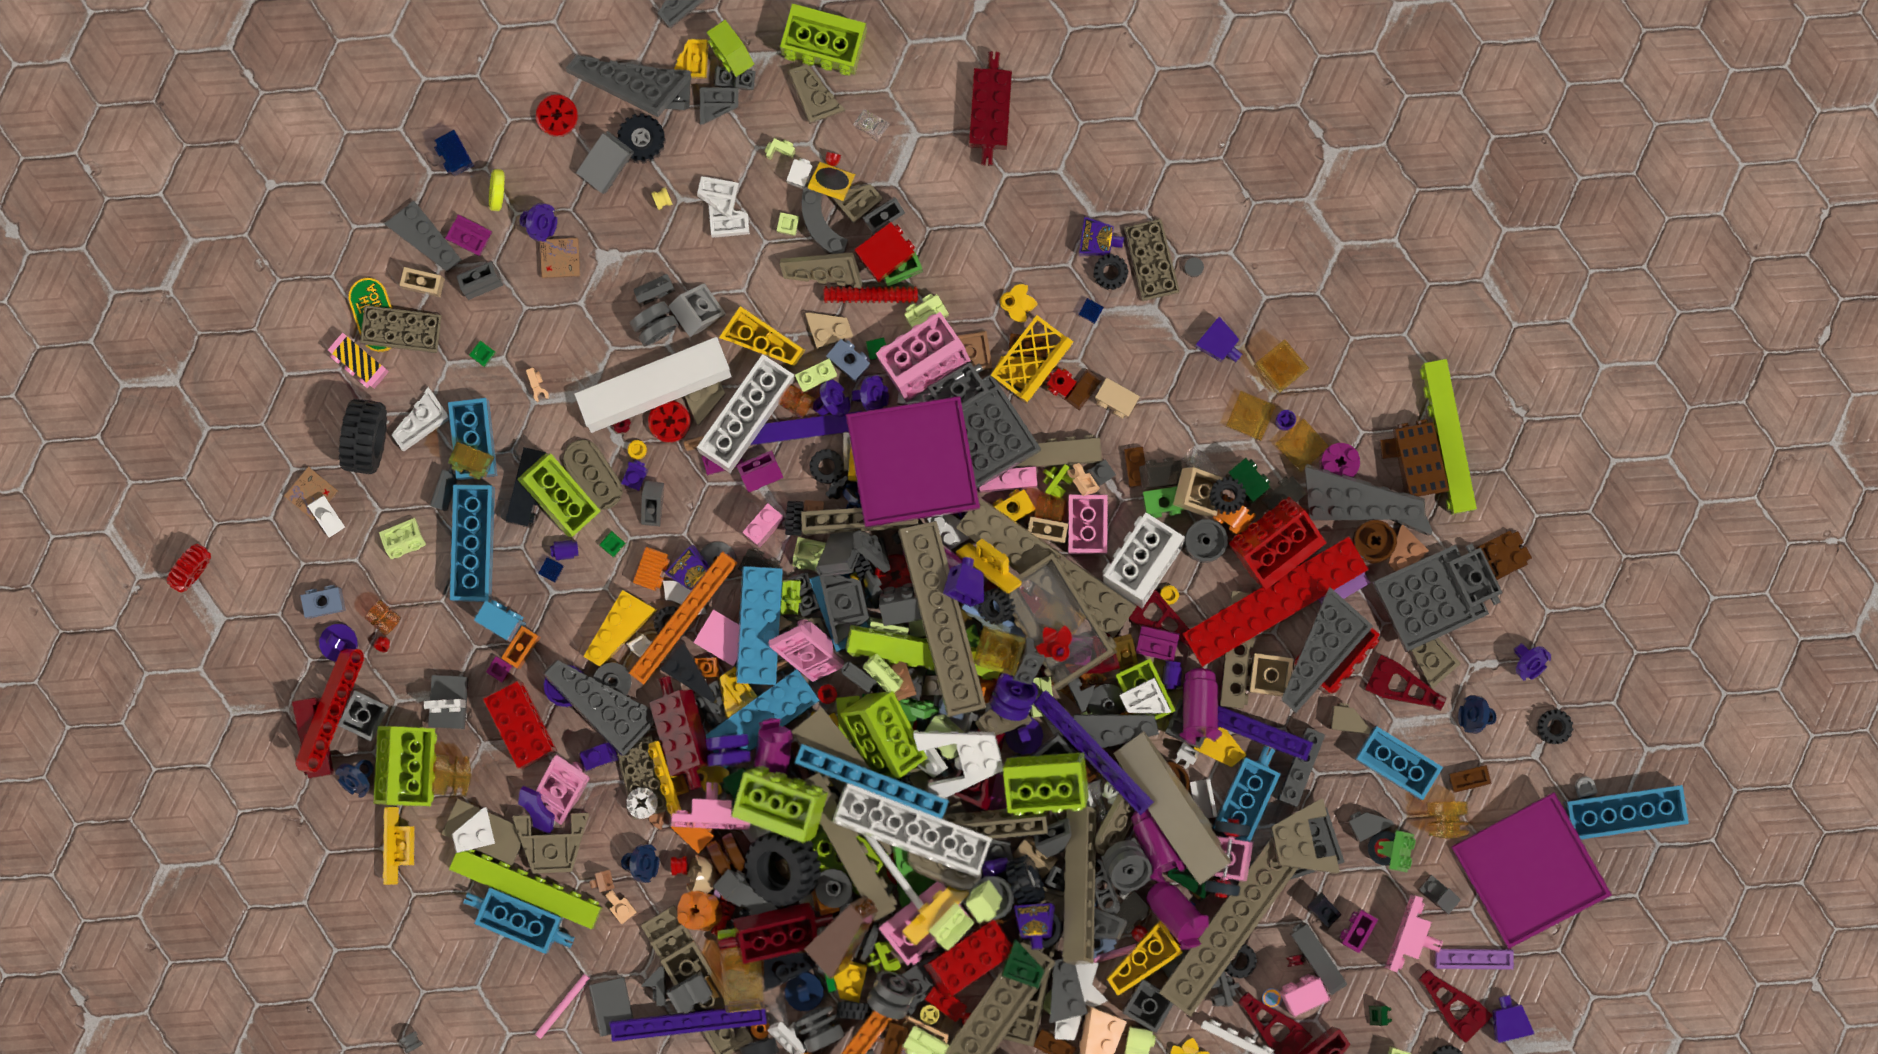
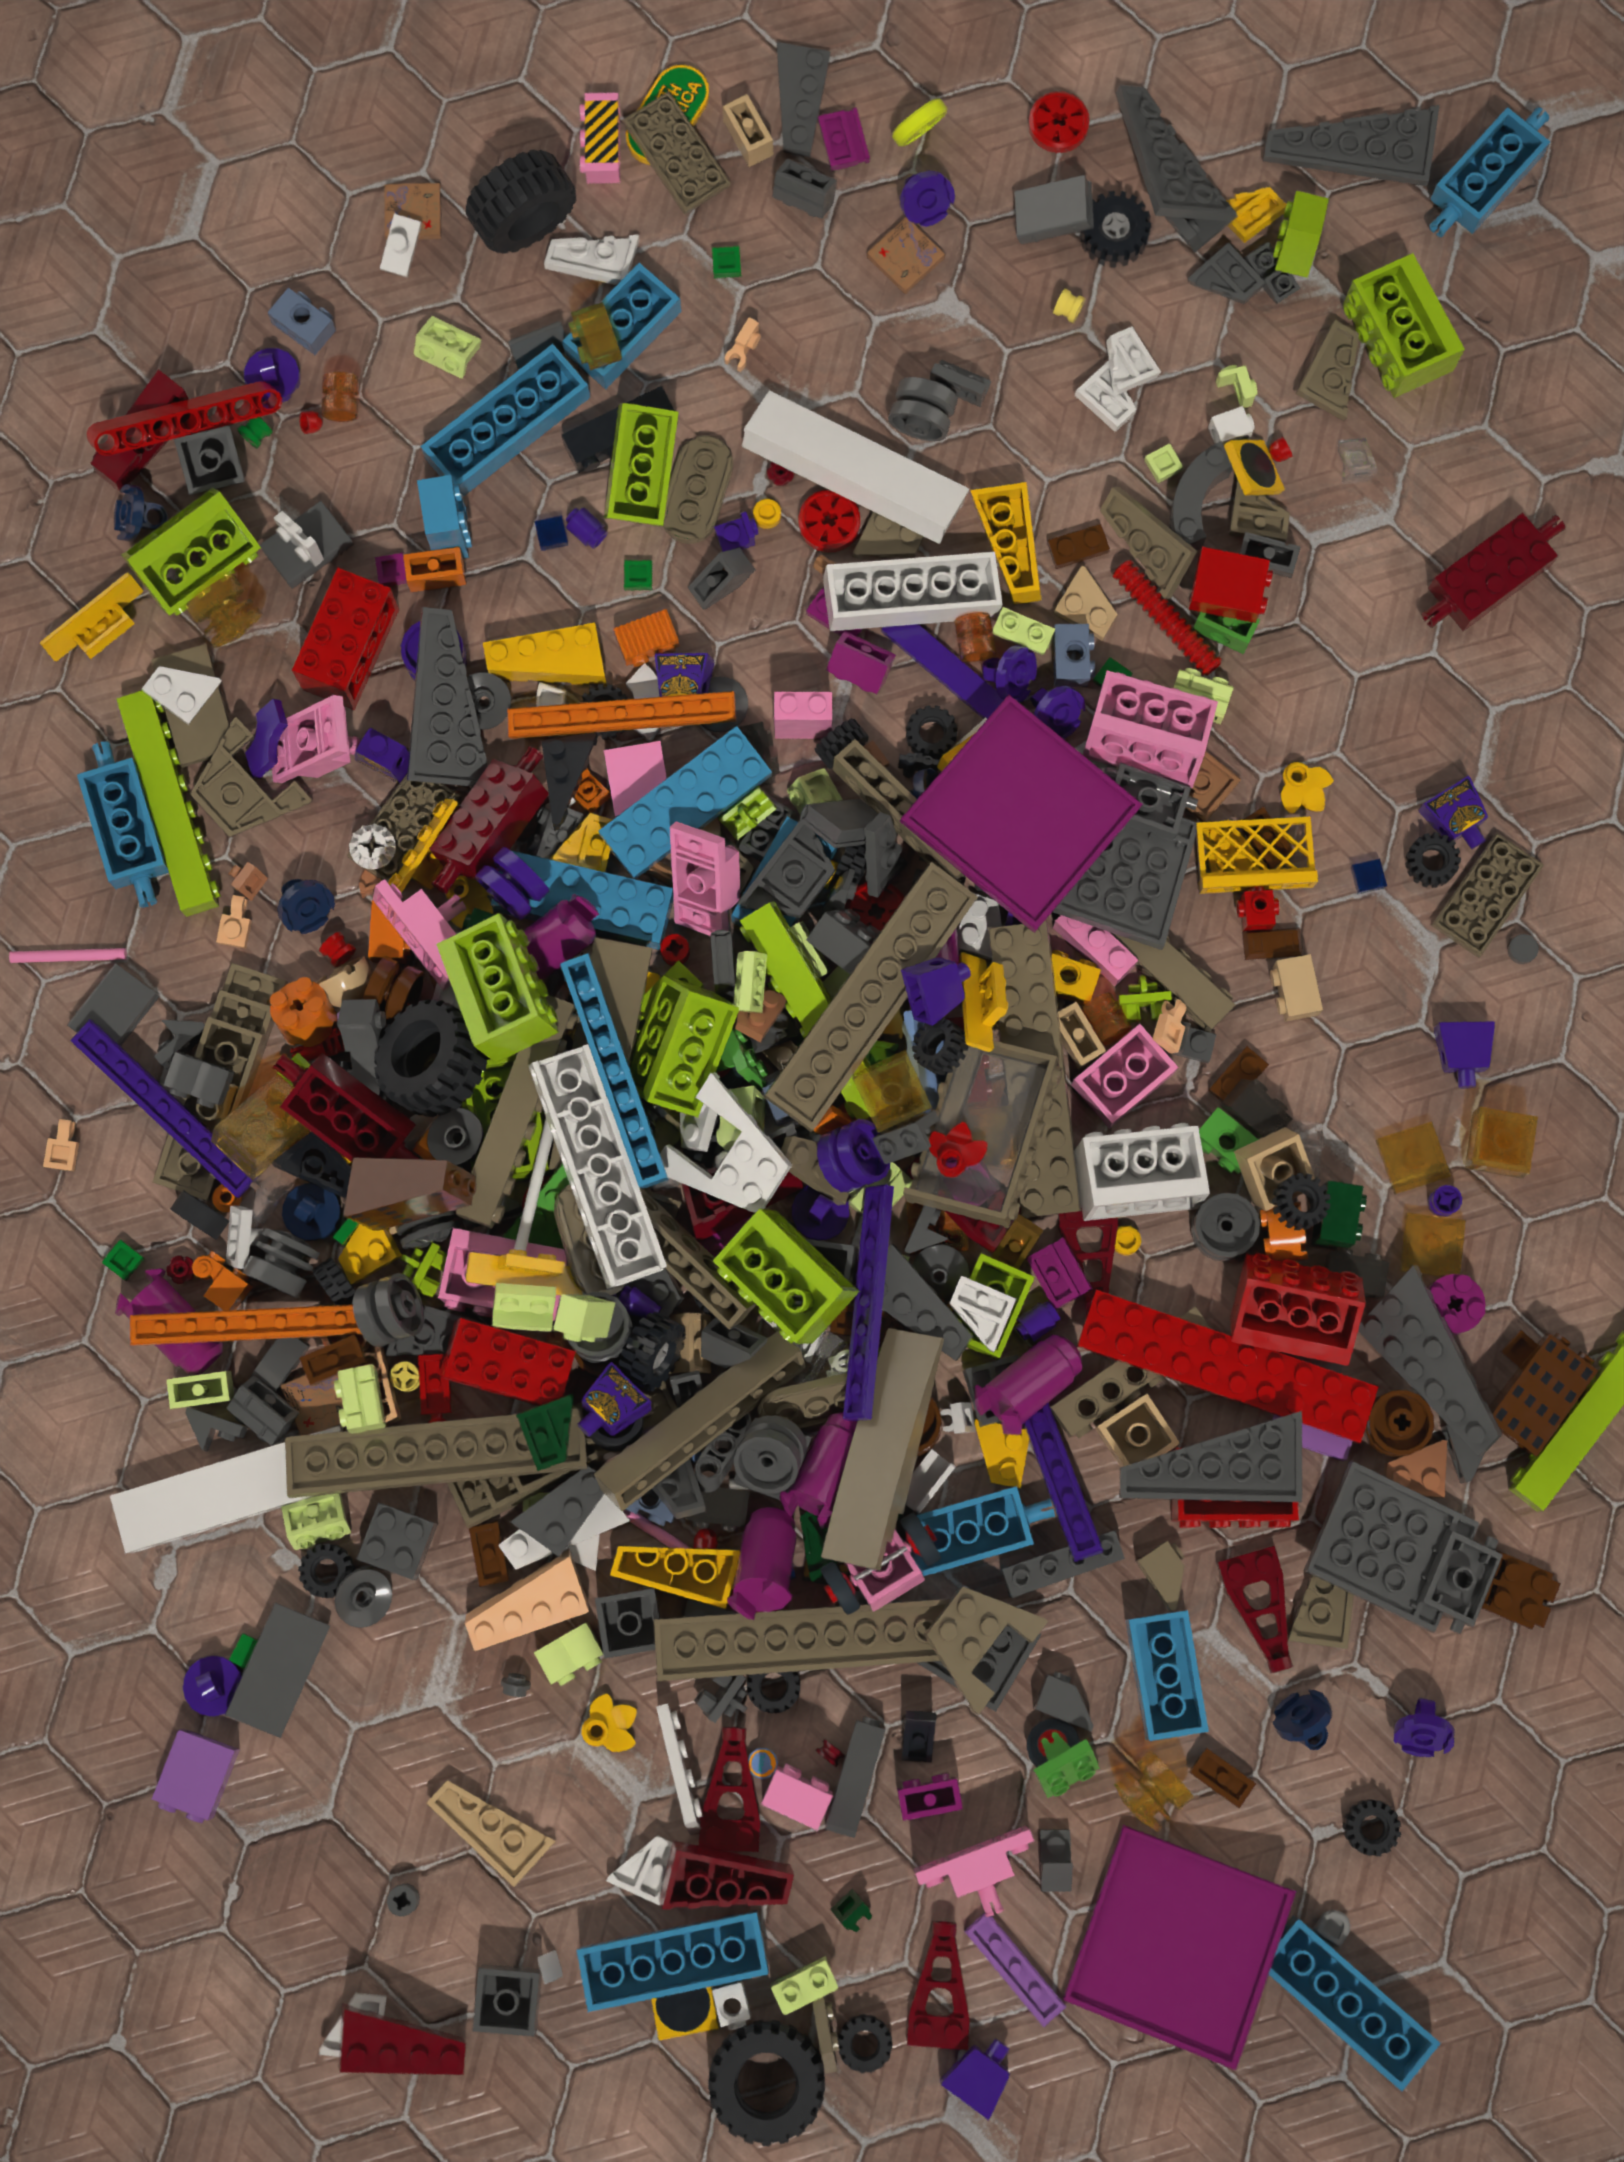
camera: 45 degrees right, 5 degrees down
(188, 568) = (216, 147): red gear -> none
(364, 677) = (254, 431): none -> green wheel
(453, 152) = (919, 48): clear blue brick -> none
(696, 309) = (979, 444): light grey slope -> none
(793, 305) = (1078, 546): none -> reddish brown plate

